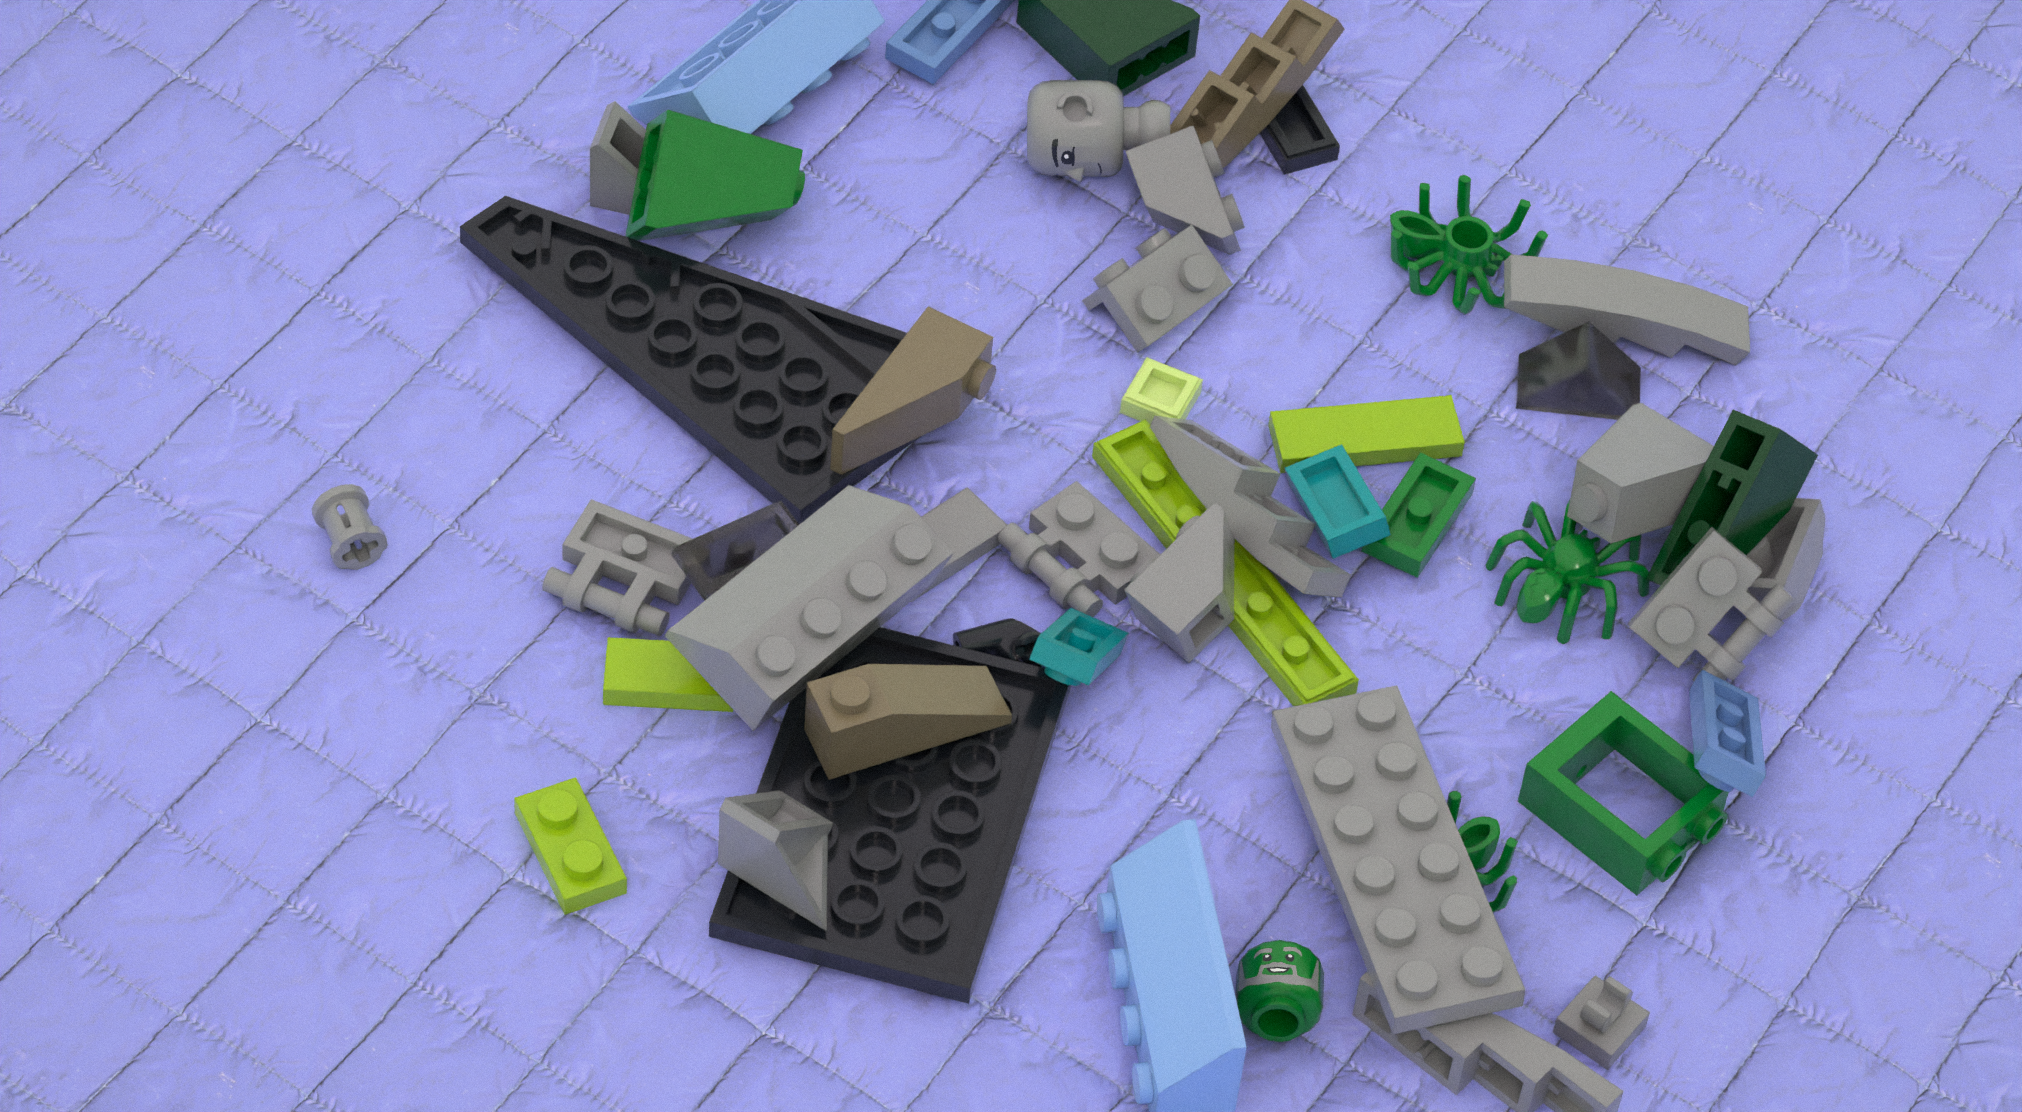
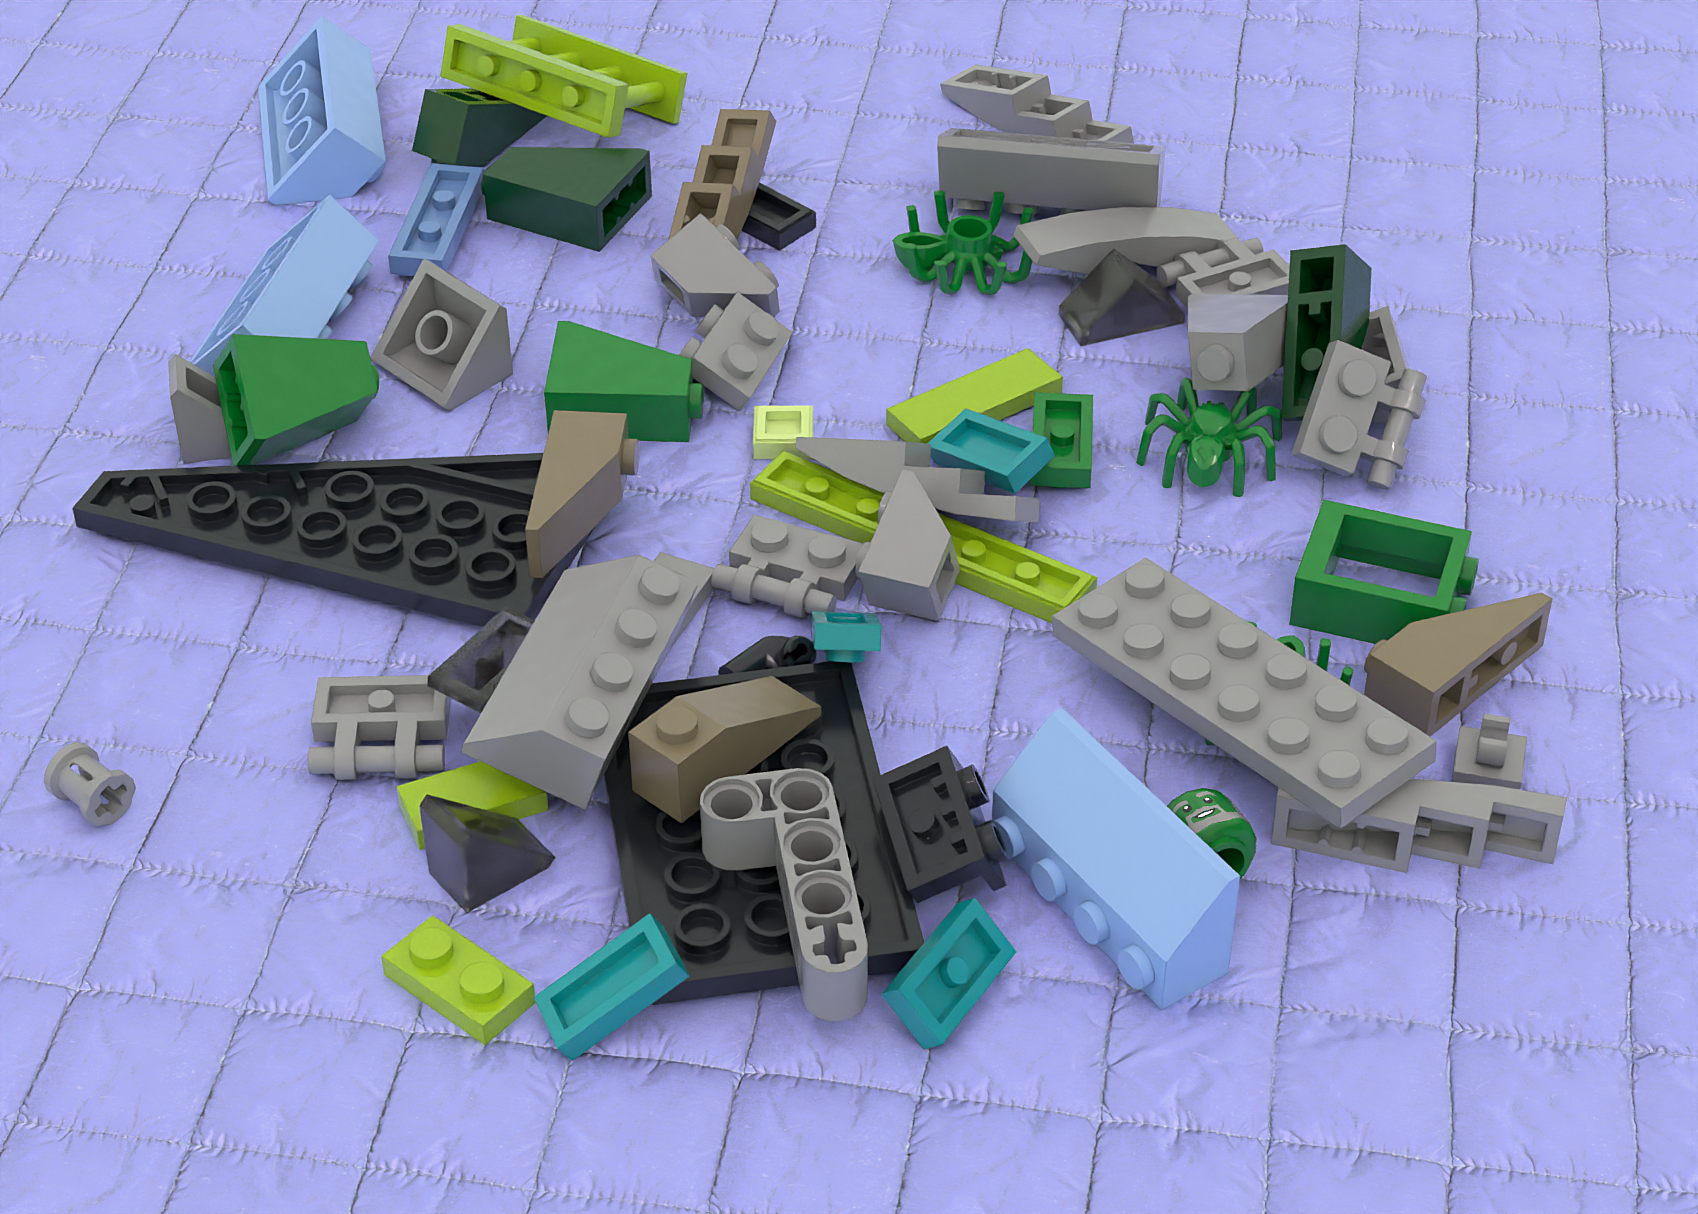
camera: 20 degrees left, 10 degrees down
(648, 731) = (478, 851): none -> clear smoke slope
(685, 910) = (611, 987): none -> teal tile
(777, 850) = (679, 895): light grey slope -> none
(888, 167) = (446, 339): none -> light grey slope
(903, 843) = (795, 825): none -> light grey beam
(979, 1019) = (949, 973): none -> teal plate
(1022, 287) = (618, 375): none -> green slope
(1046, 880) = (940, 824): none -> black bracket
(1084, 127) = (600, 257): light grey piece -> none
(1593, 194) = (1047, 171): none -> light grey slope
(1628, 907) = (1453, 659): none -> dark tan slope
(1639, 109) = (1024, 105): none -> light grey slope
(1705, 386) = (1230, 269): none -> light grey plate
(1726, 735) = (1442, 499): medium blue plate -> none

